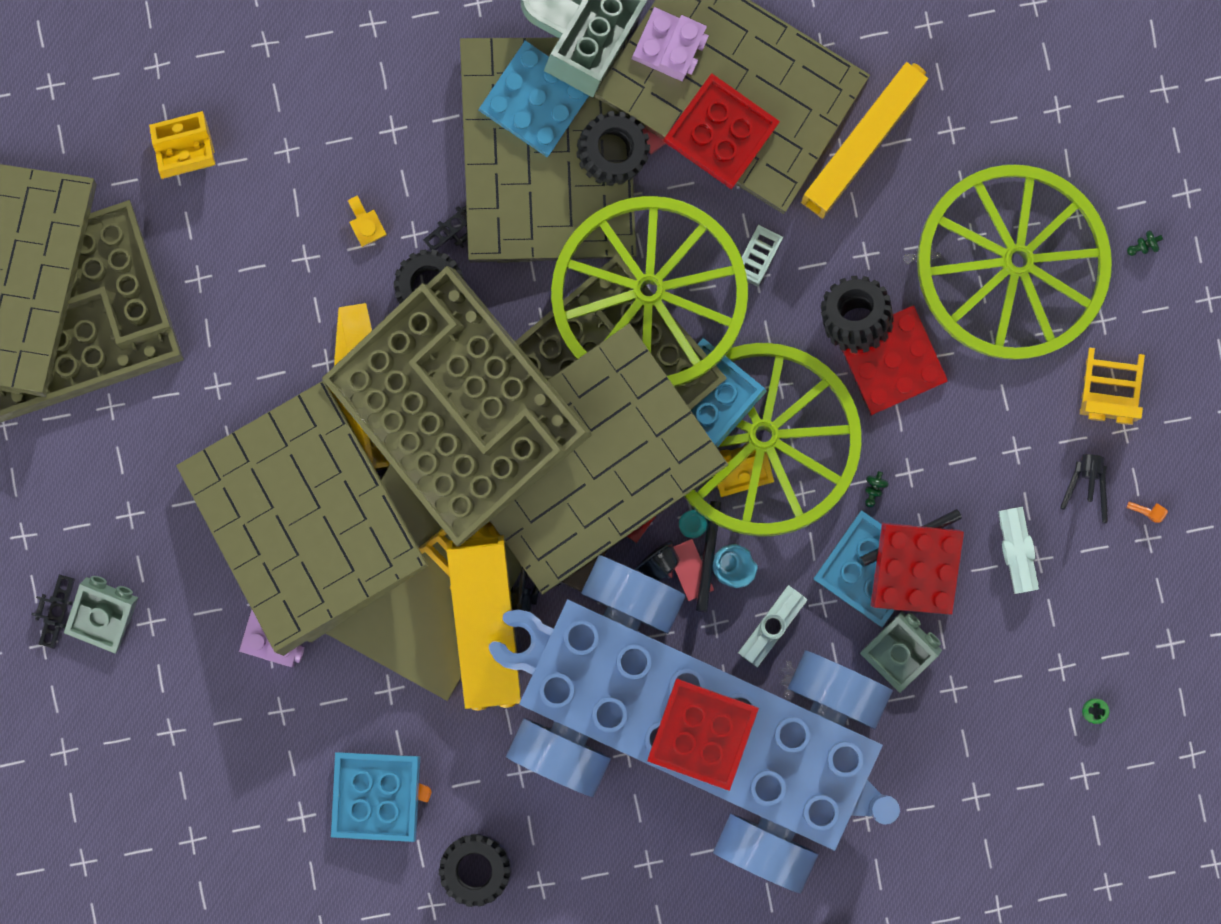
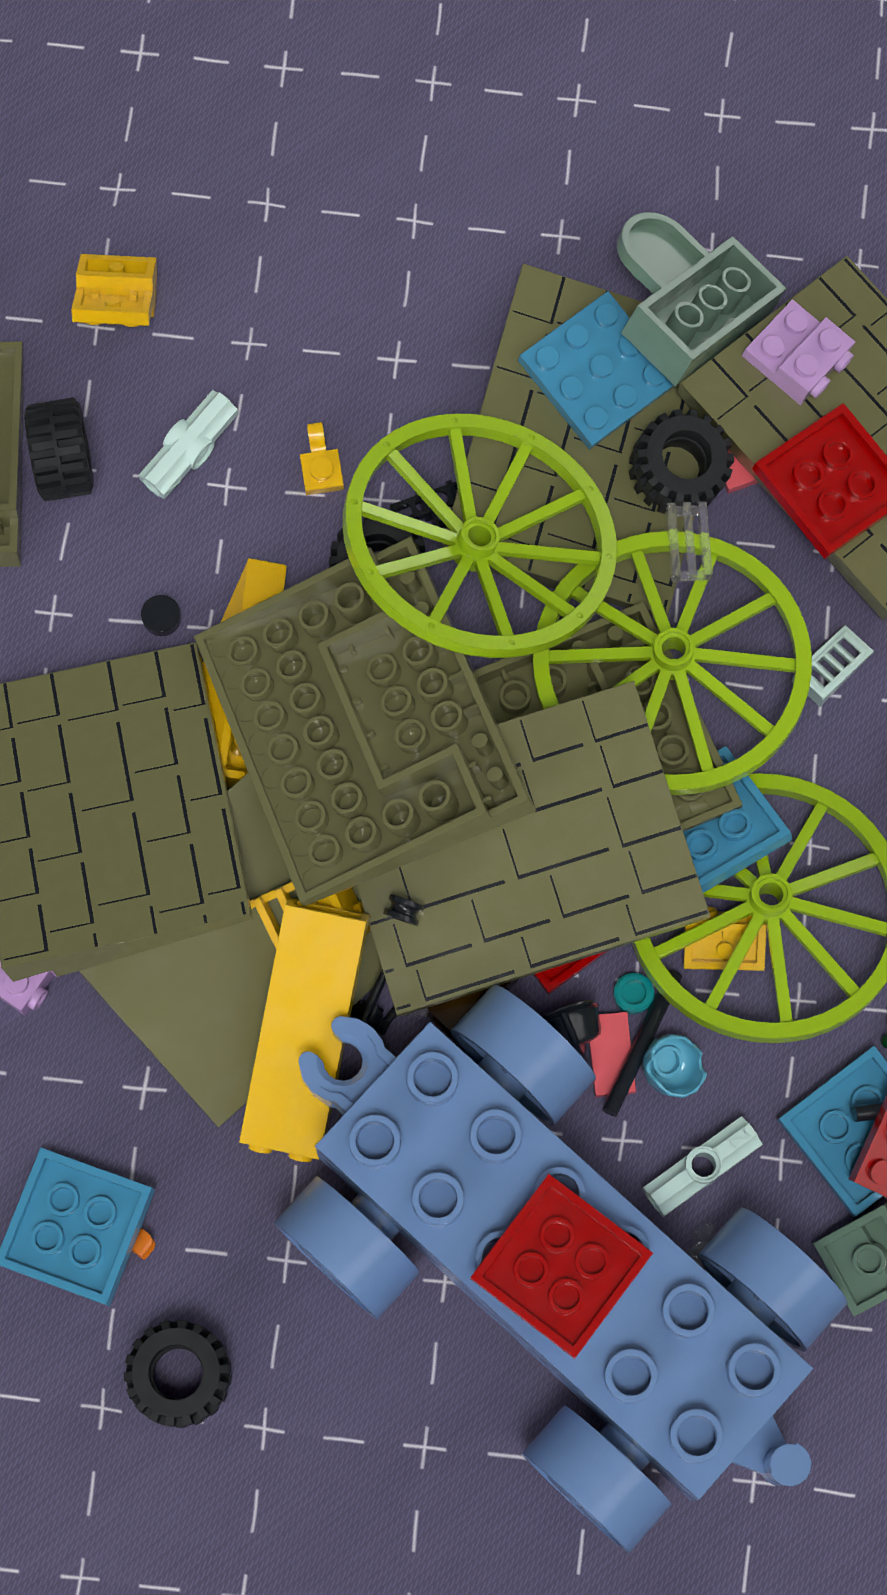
camera: 15 degrees right, 10 degrees down
(184, 274) = (58, 449): none -> black tyre
(270, 238) = (188, 444): none -> light aqua piece
(291, 365) = (161, 615): none -> black tile
(495, 245) = (481, 532): none -> lime wheel
(525, 526) = (403, 910): none -> black bush
(627, 183) = (687, 512): none -> clear tile

